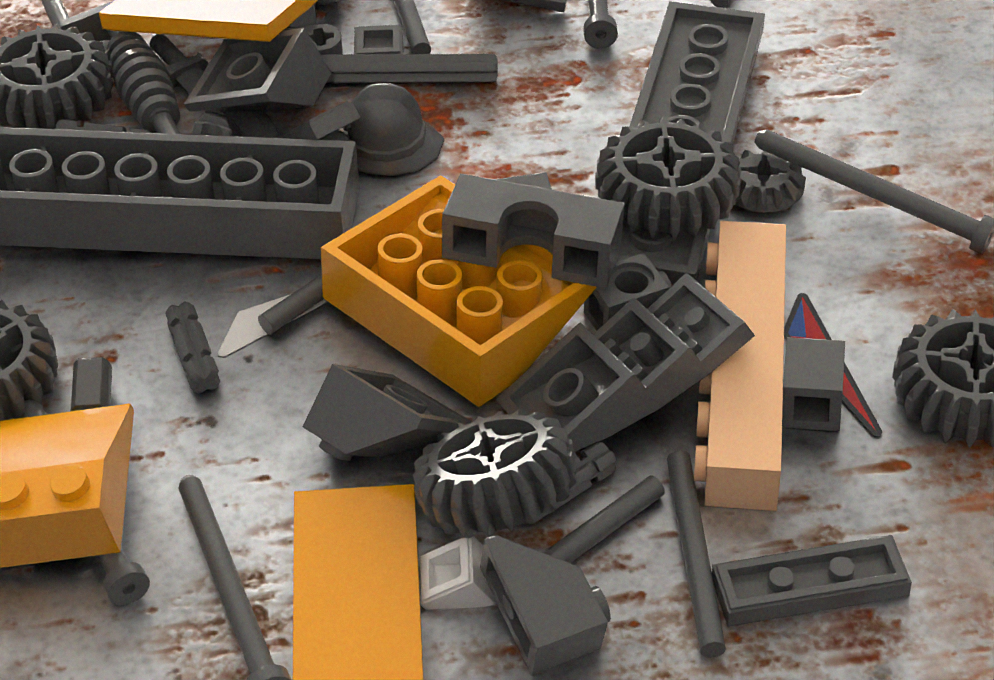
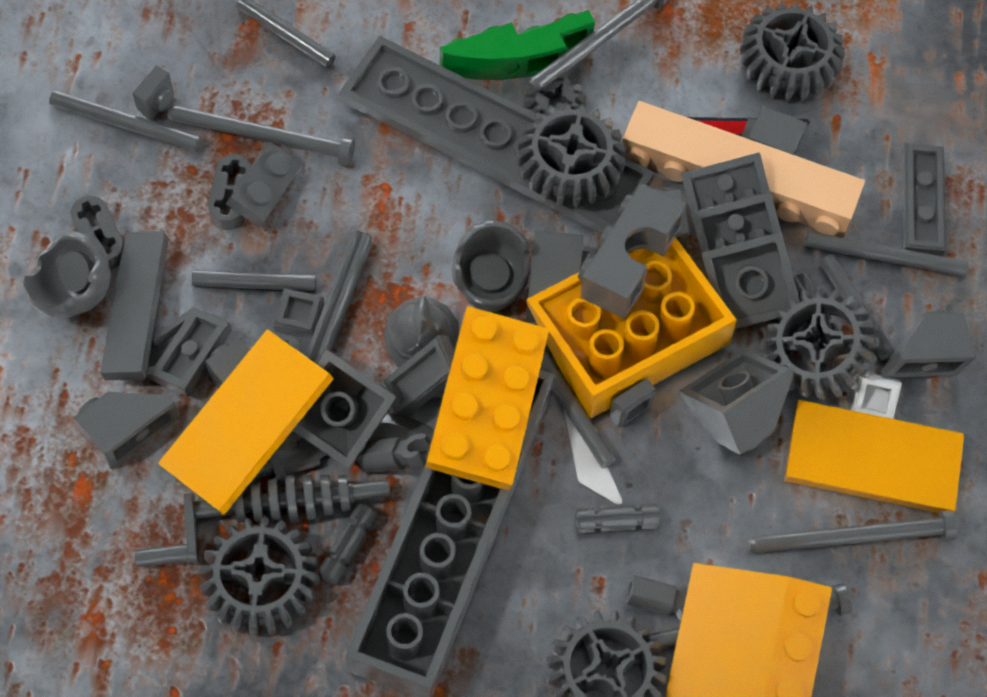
camera: 80 degrees left, 20 degrees up
(280, 152) = (487, 398): none -> light orange plate
(350, 320) = (632, 403): none -> dark grey tile
(488, 142) = (491, 265): none -> dark grey piece
(807, 114) = (505, 54): none -> green slope

